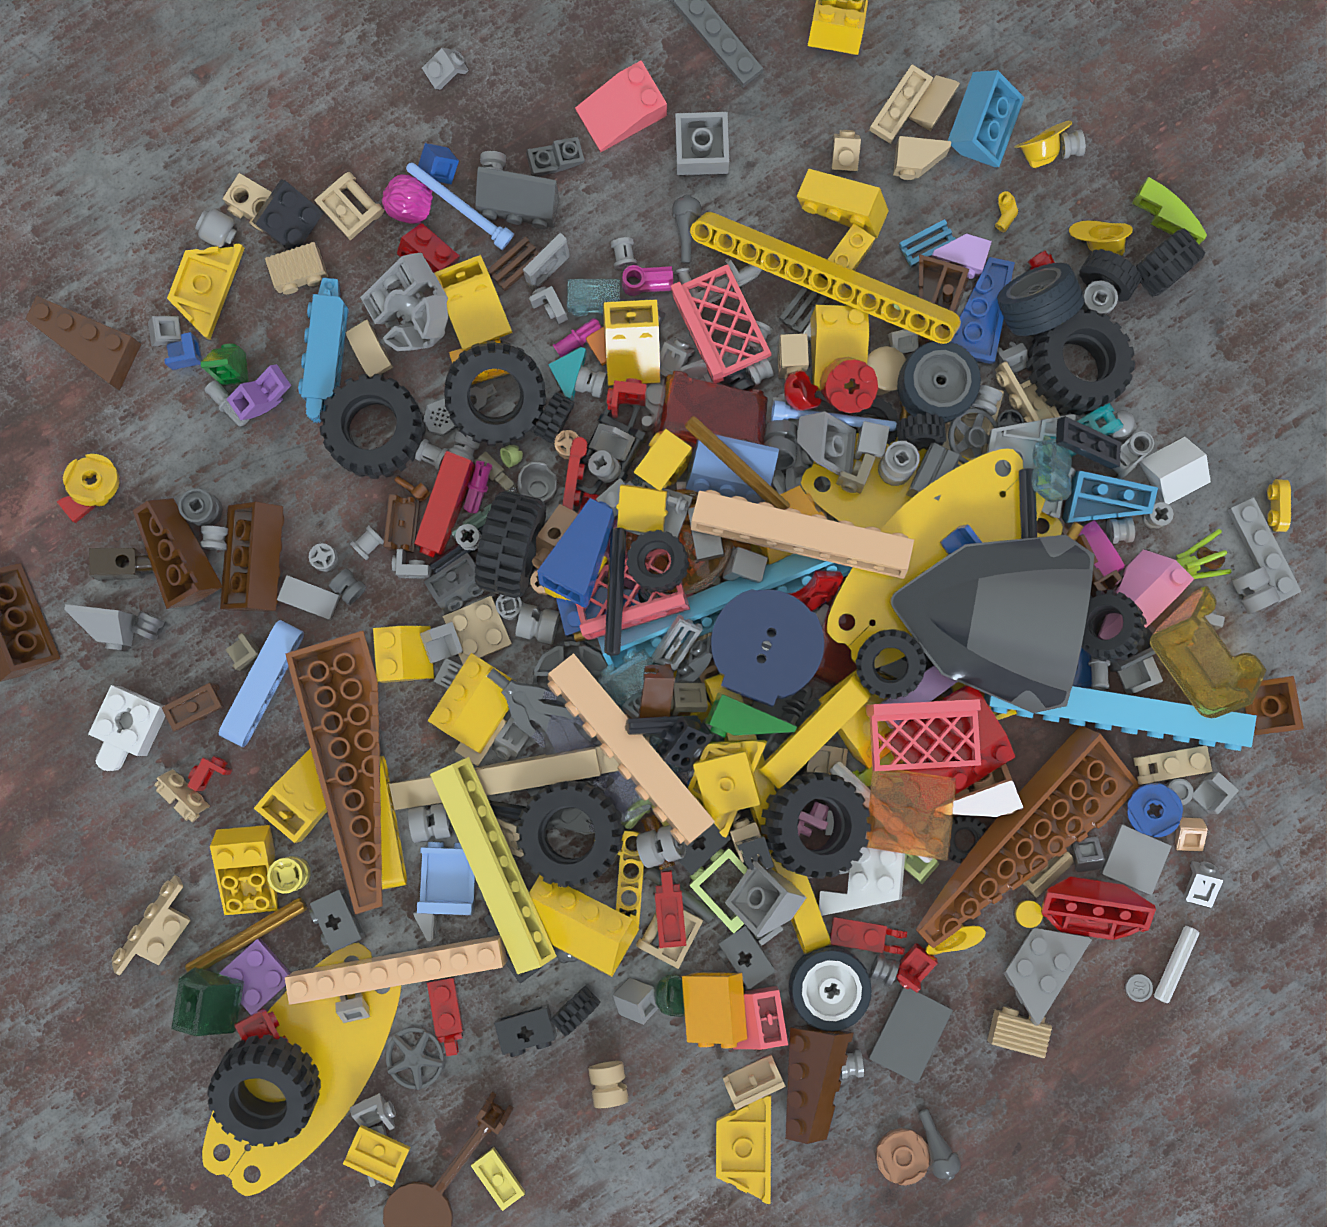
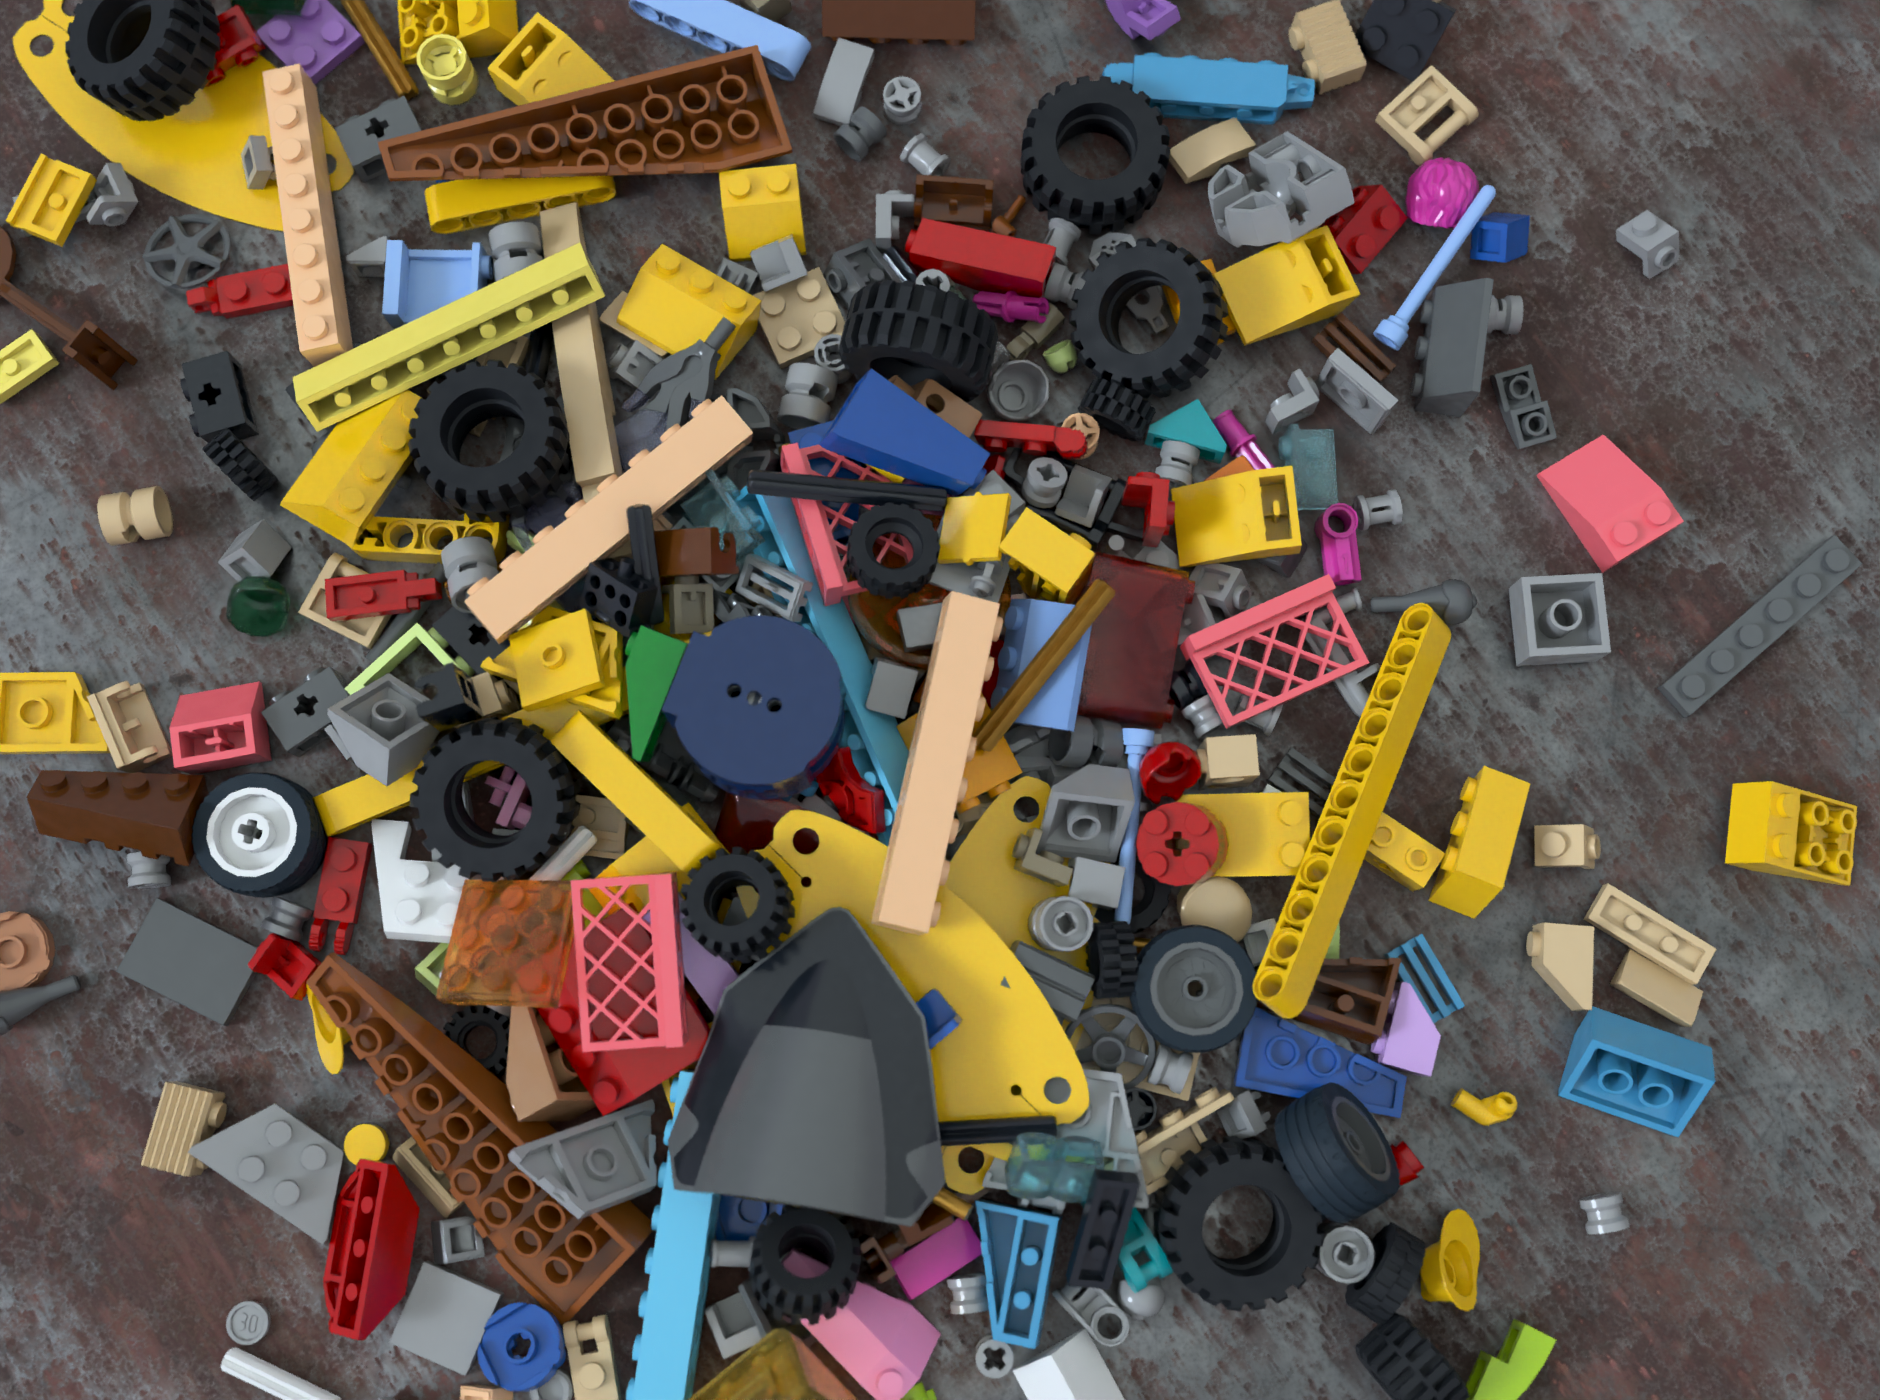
camera: 90 degrees right, 5 degrees down
(714, 1009) = (235, 663): light orange brick -> none
(1044, 146) = (1596, 1167): yellow piece -> none
(1046, 759) = (594, 1161): none -> light grey wing

